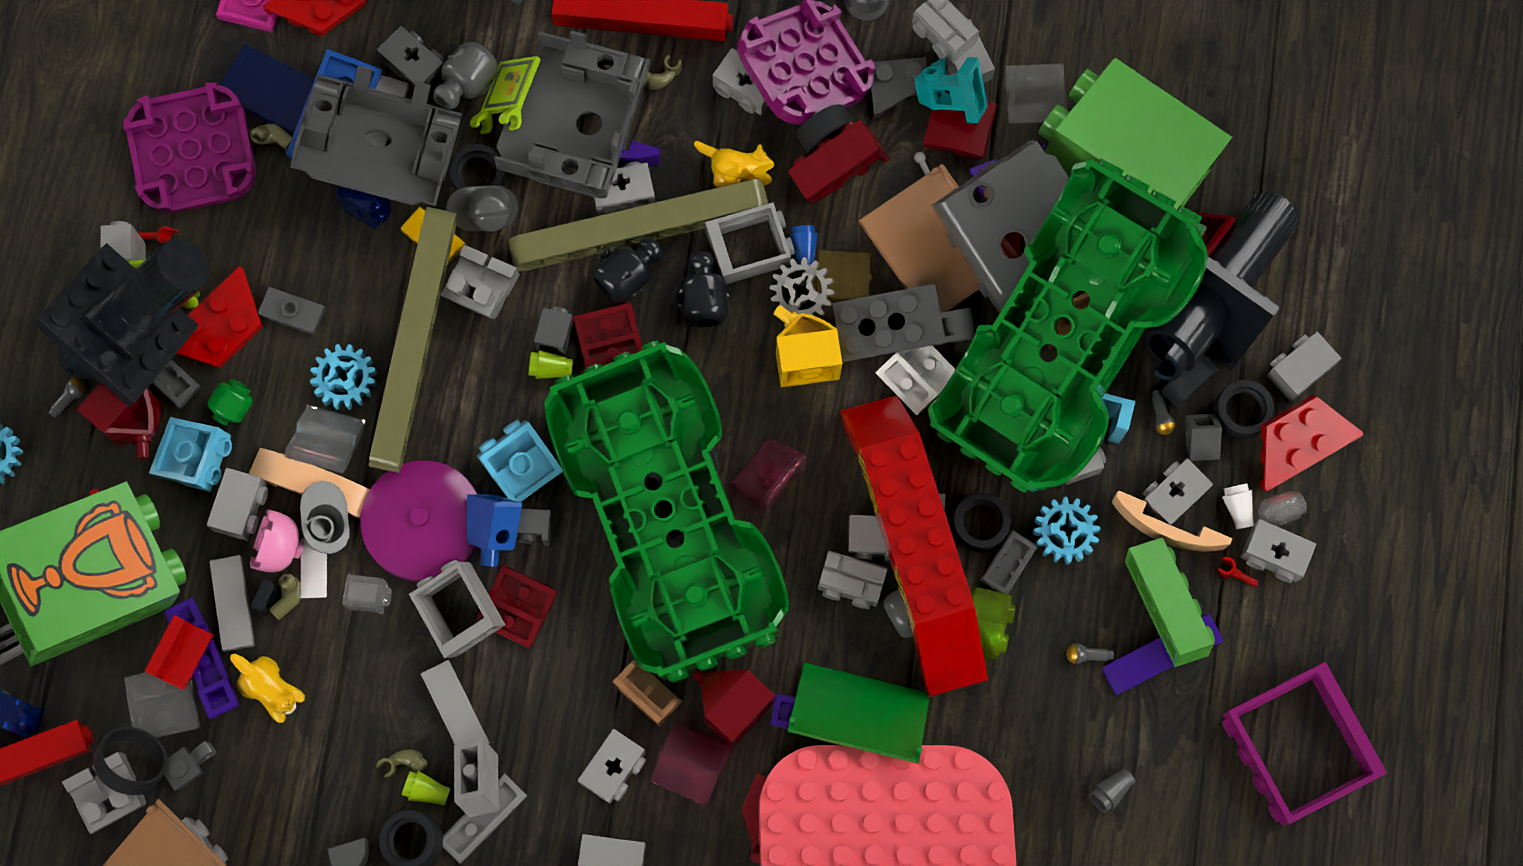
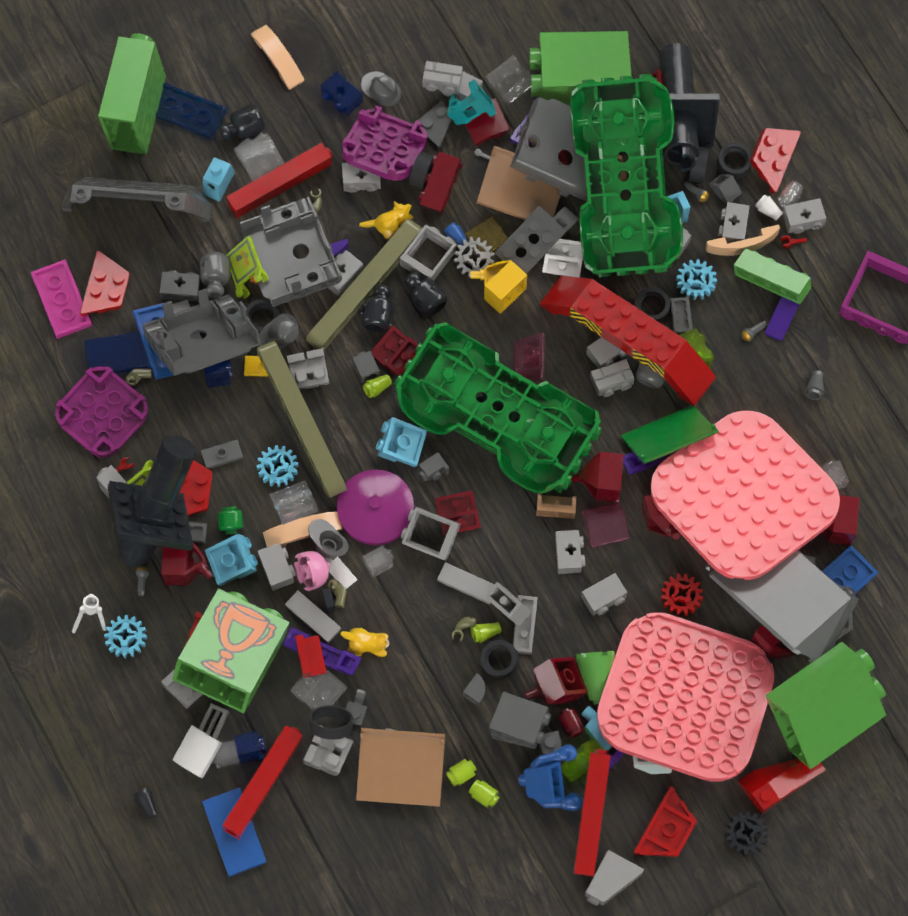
camera: 35 degrees left, 5 degrees down
(492, 525) = (415, 480): blue torso -> none
(1303, 366) = (747, 119): light grey brick -> none

